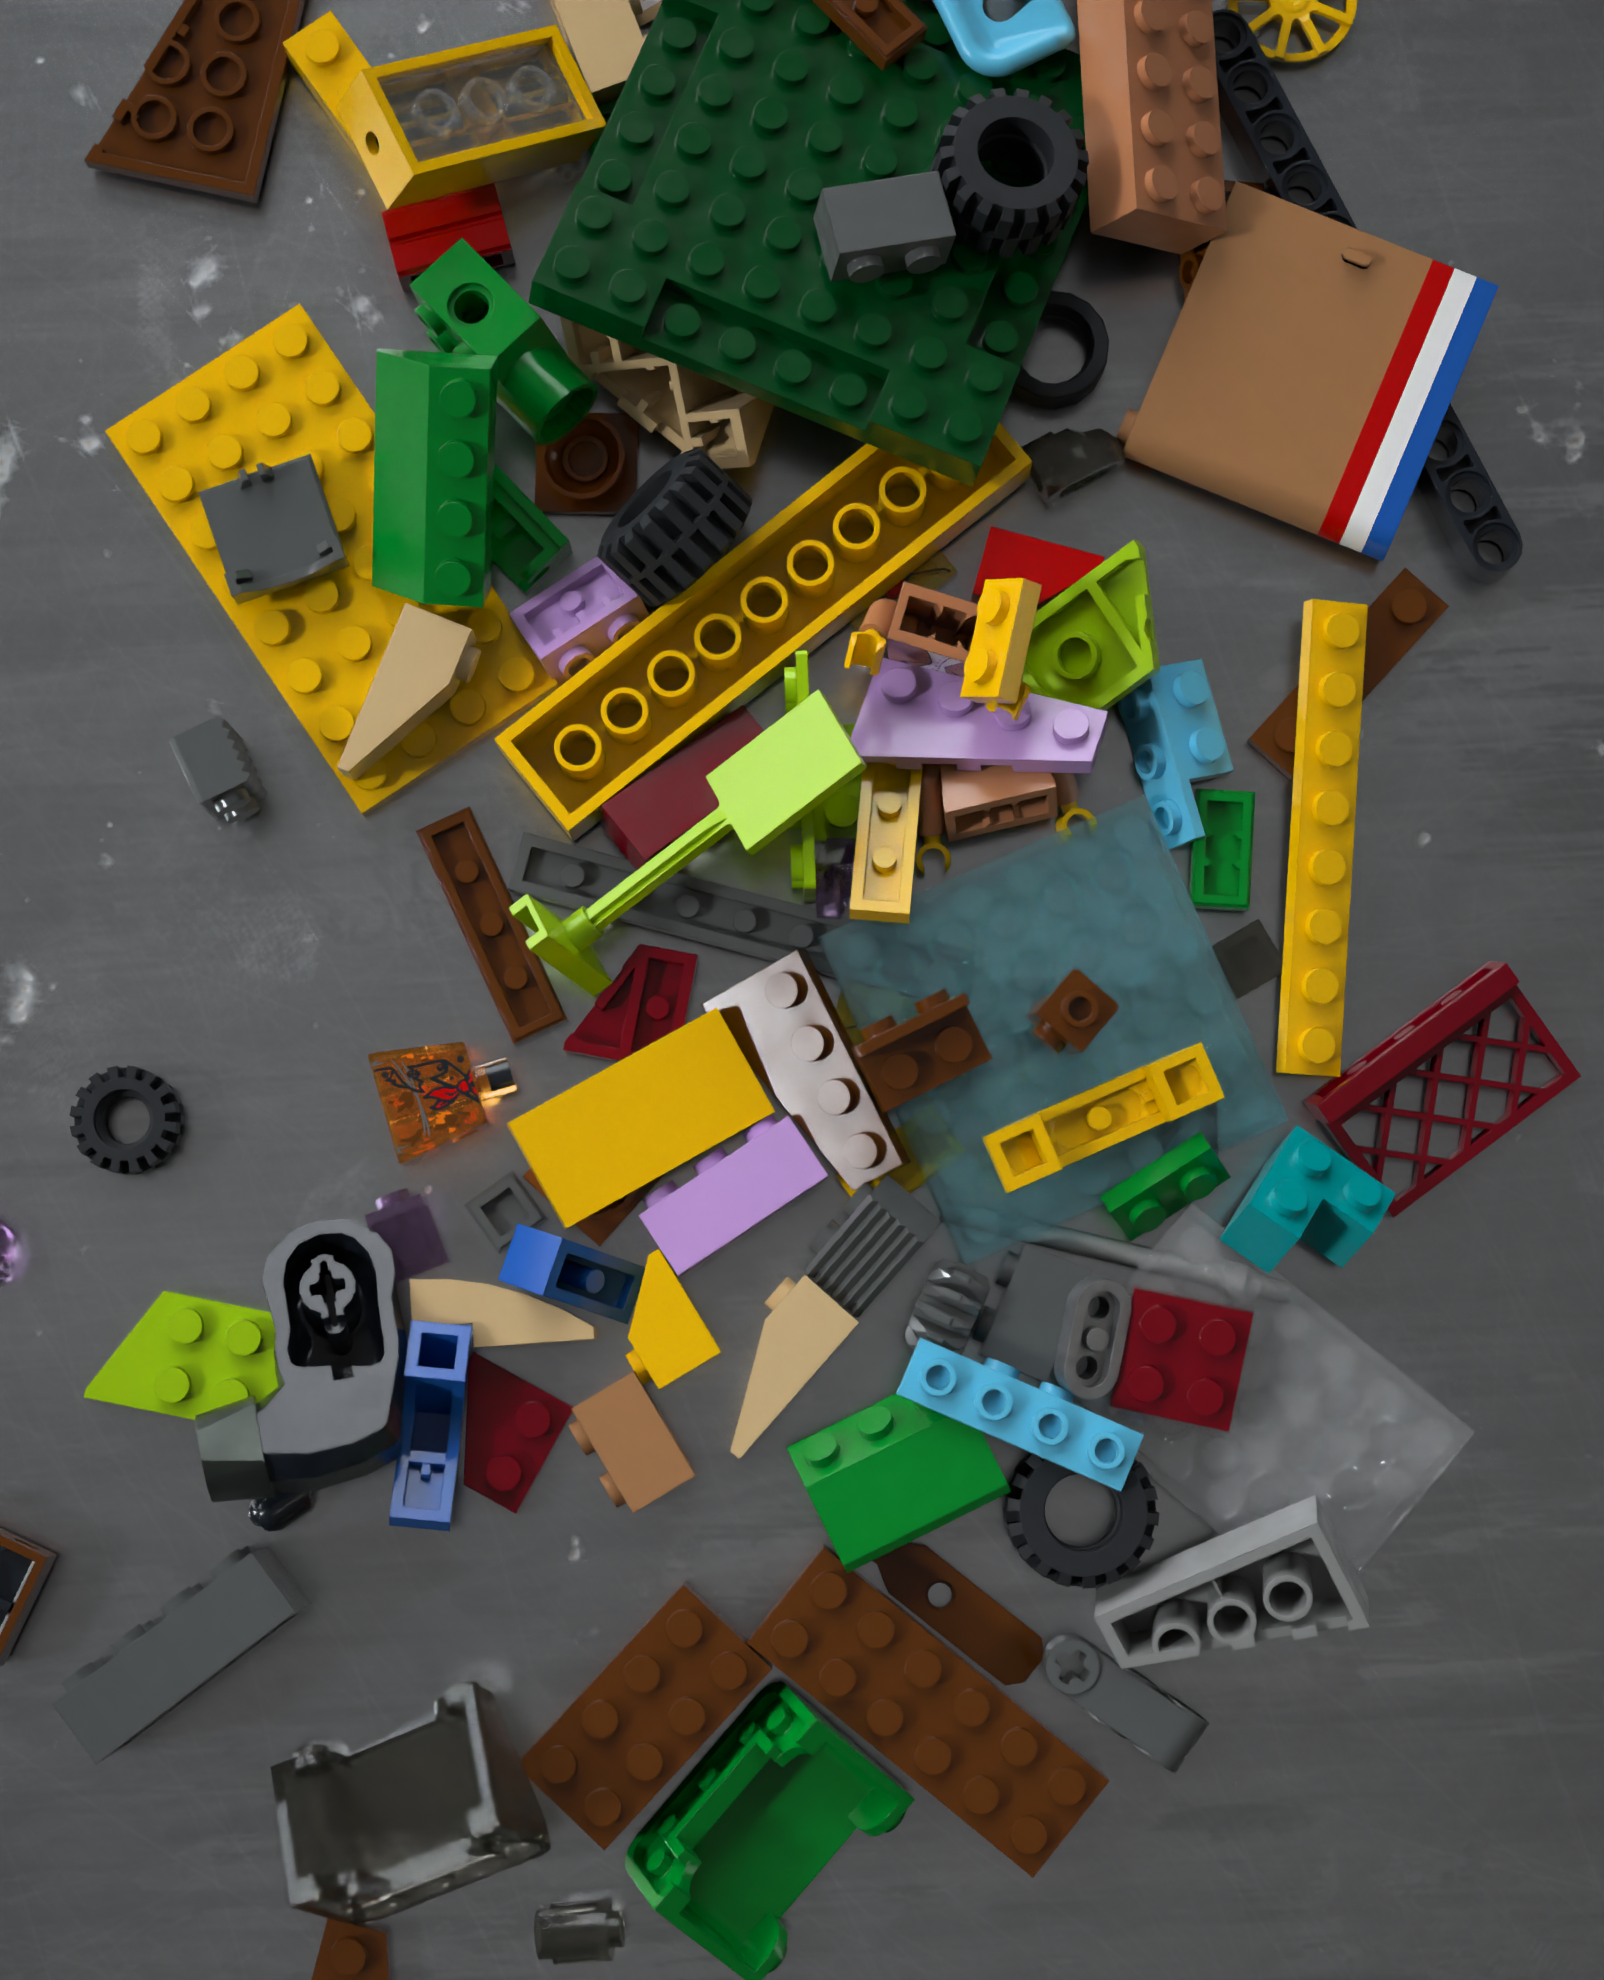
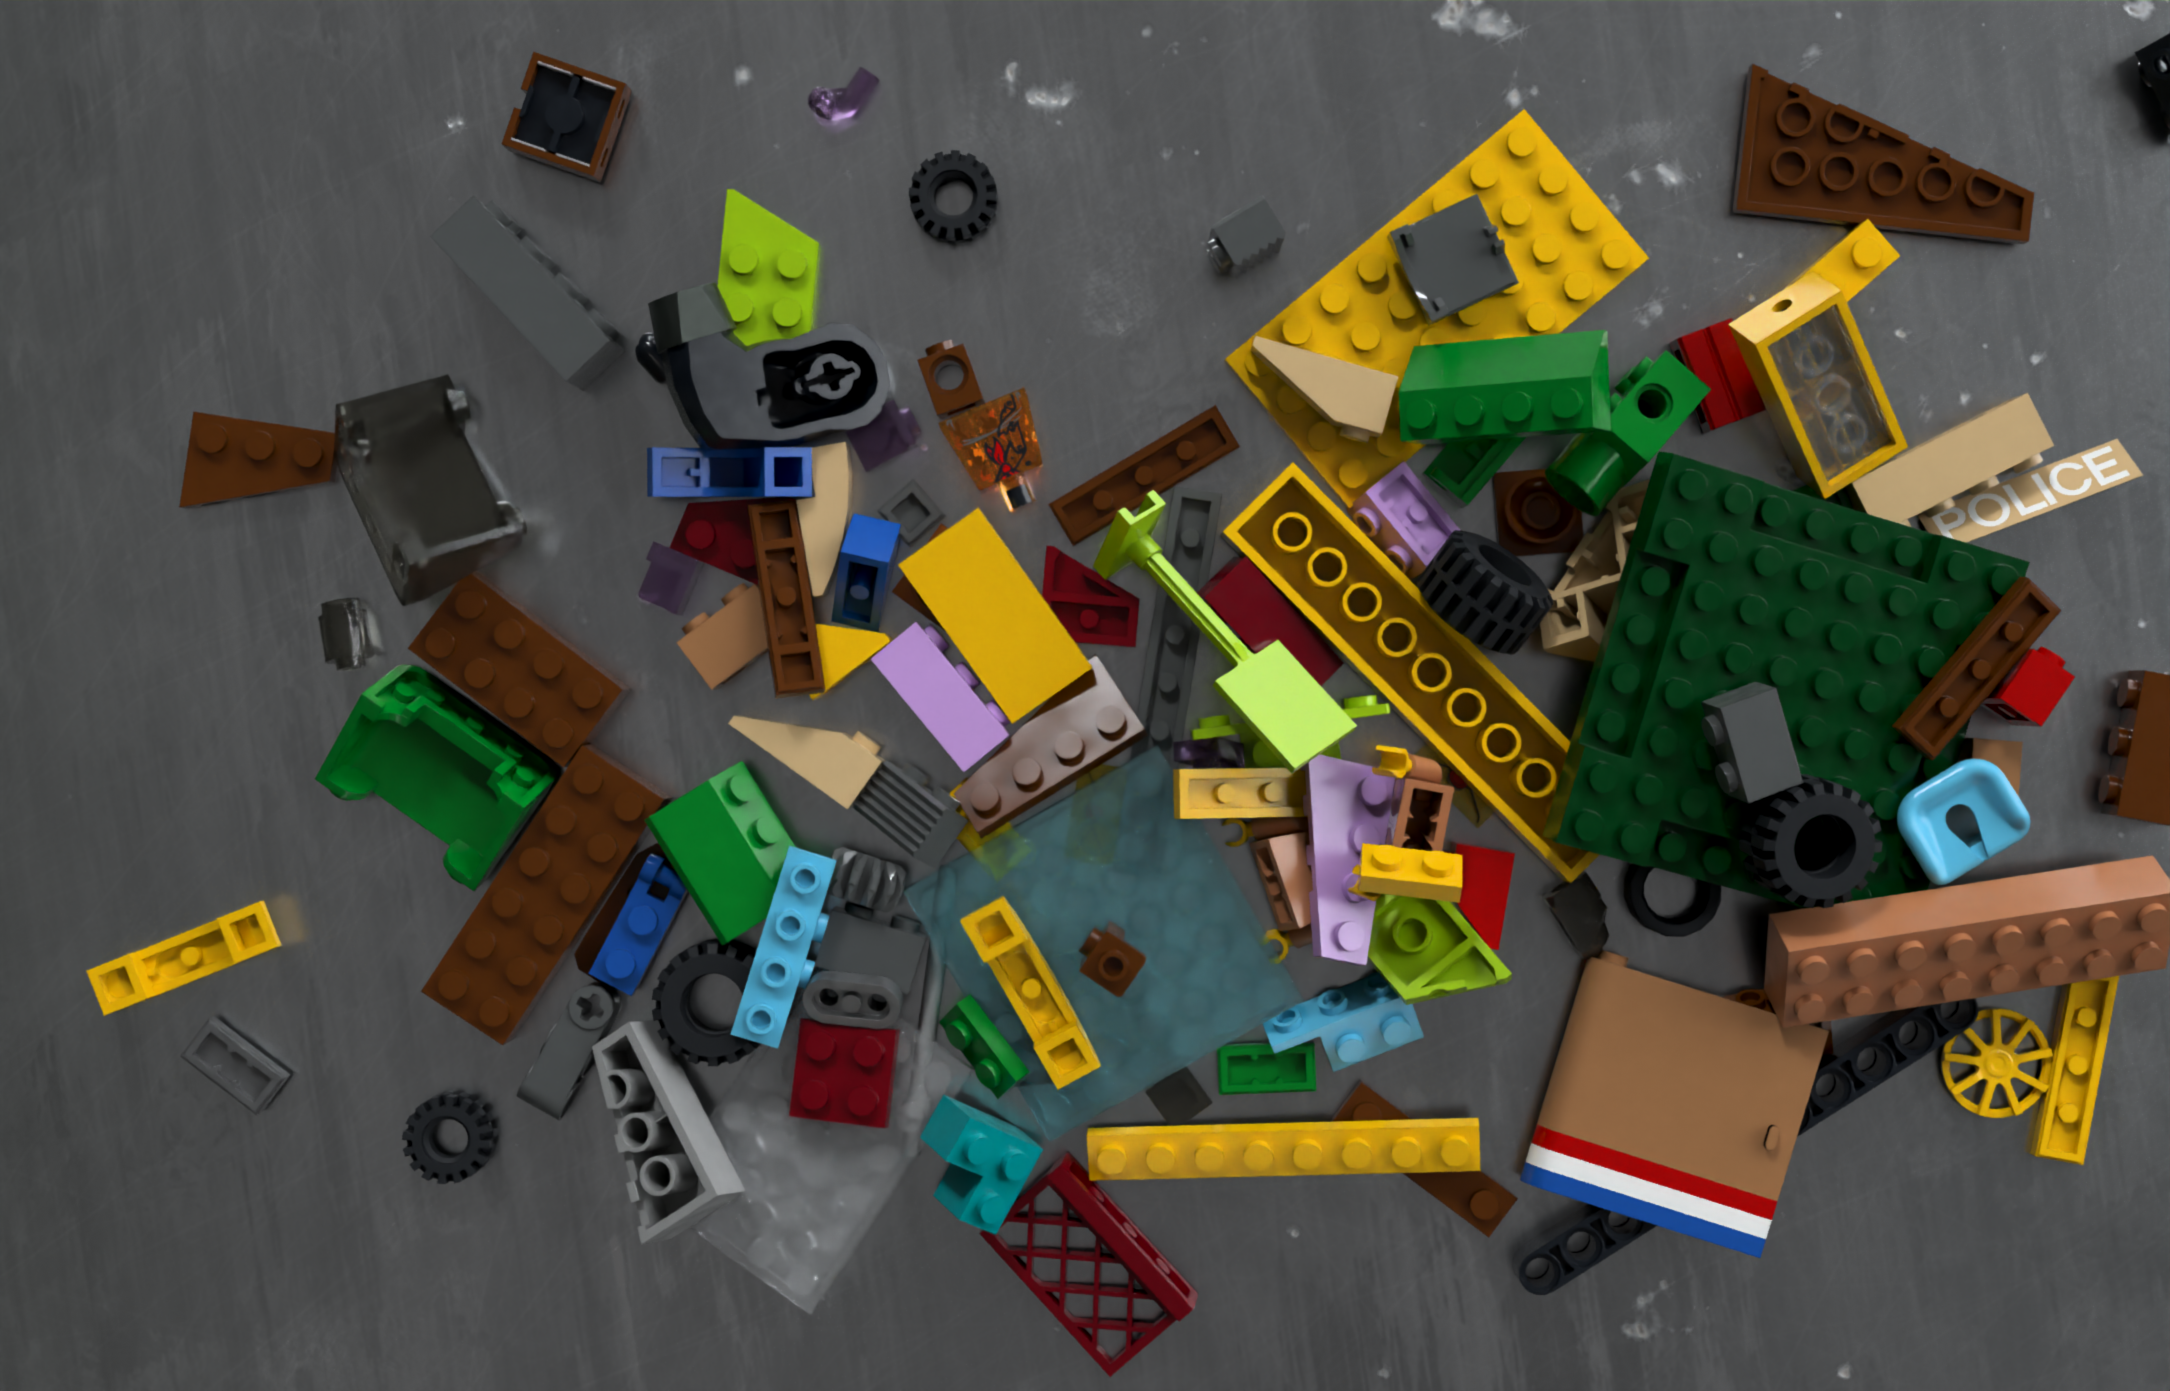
camera: 85 degrees right, 5 degrees up
(374, 1151) = (952, 401): none -> reddish brown brick
(553, 1517) = (670, 578): none -> clear purple panel
(593, 1371) = (786, 599): none -> reddish brown plate
(921, 1051) = (1070, 839): reddish brown bracket -> none
(979, 1596) = (639, 927): none -> blue plate
(1242, 1894) = (421, 1144): none -> black tyre

